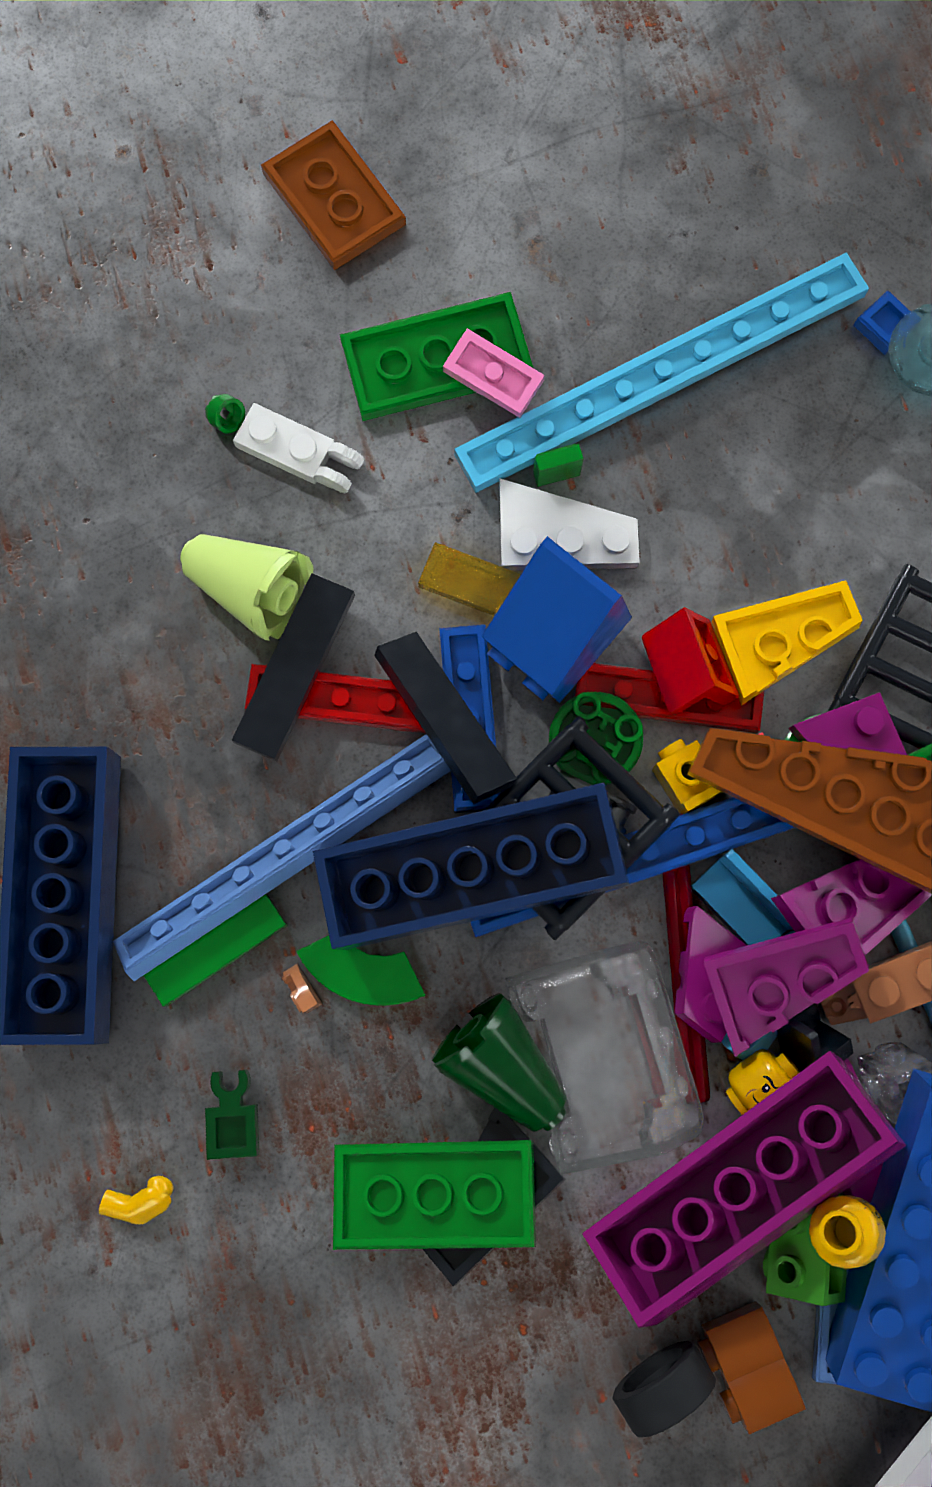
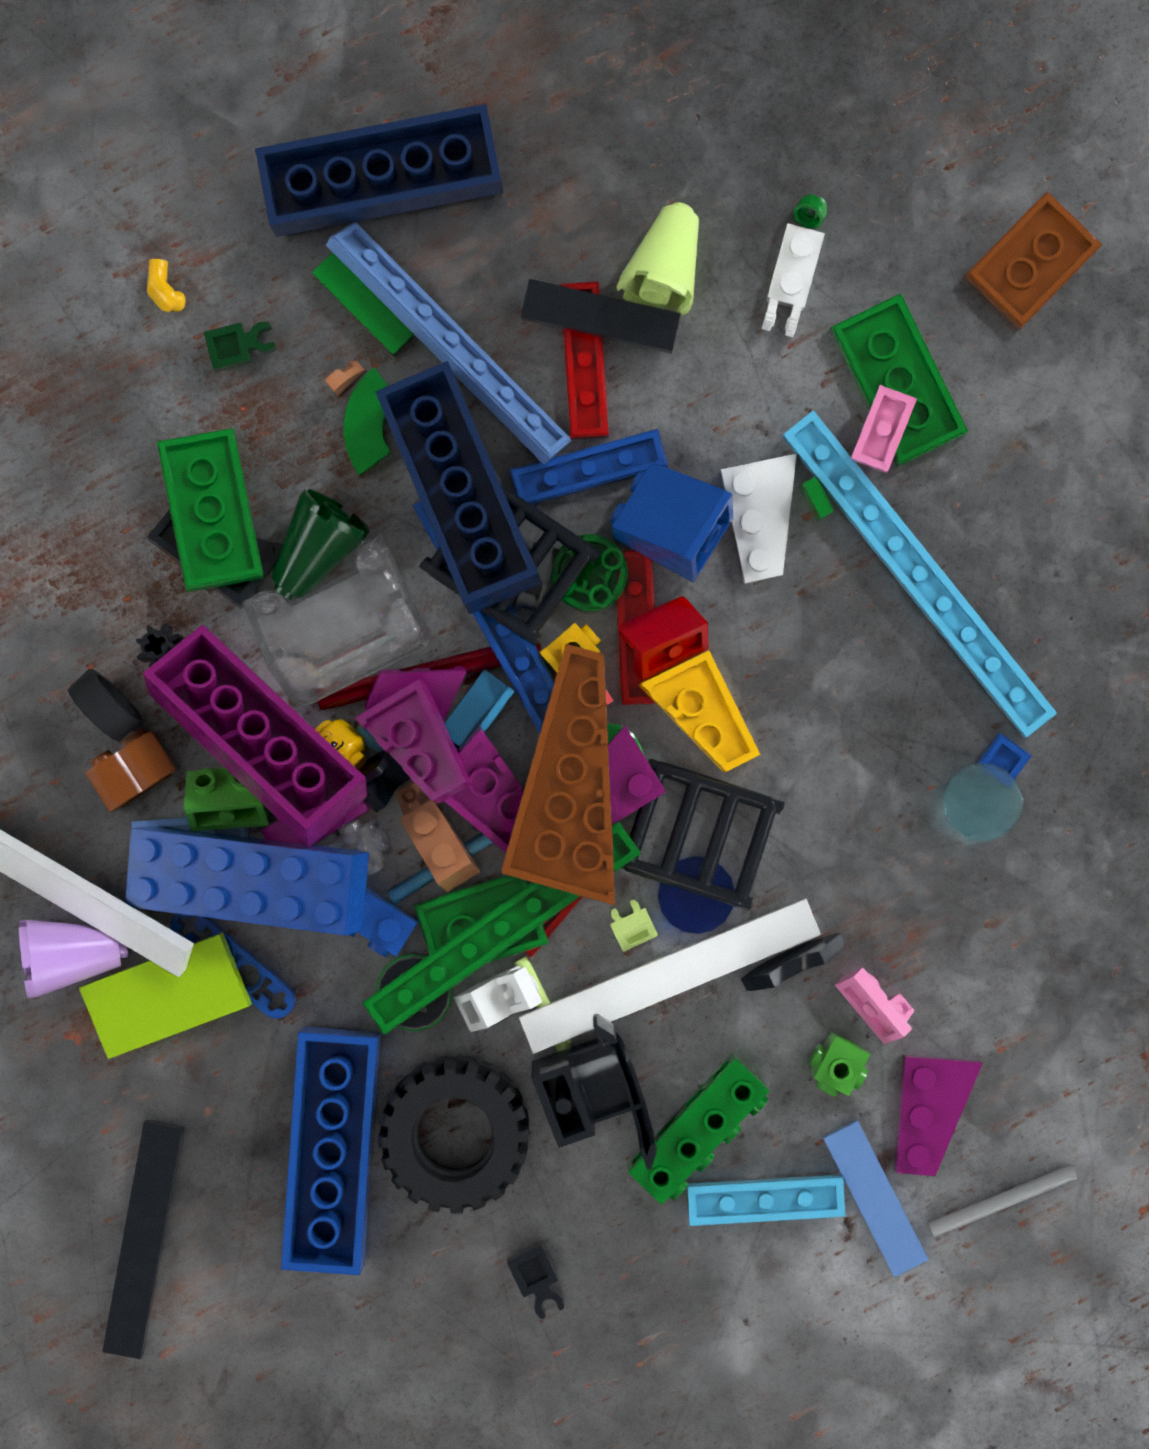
camera: 75 degrees right, 10 degrees up
(445, 717) = (580, 445): black tile -> none
(466, 579) = (705, 443): clear yellow tile -> none
(590, 1307) = (151, 643): none -> black gear
(847, 1231) = (238, 813): yellow head -> none

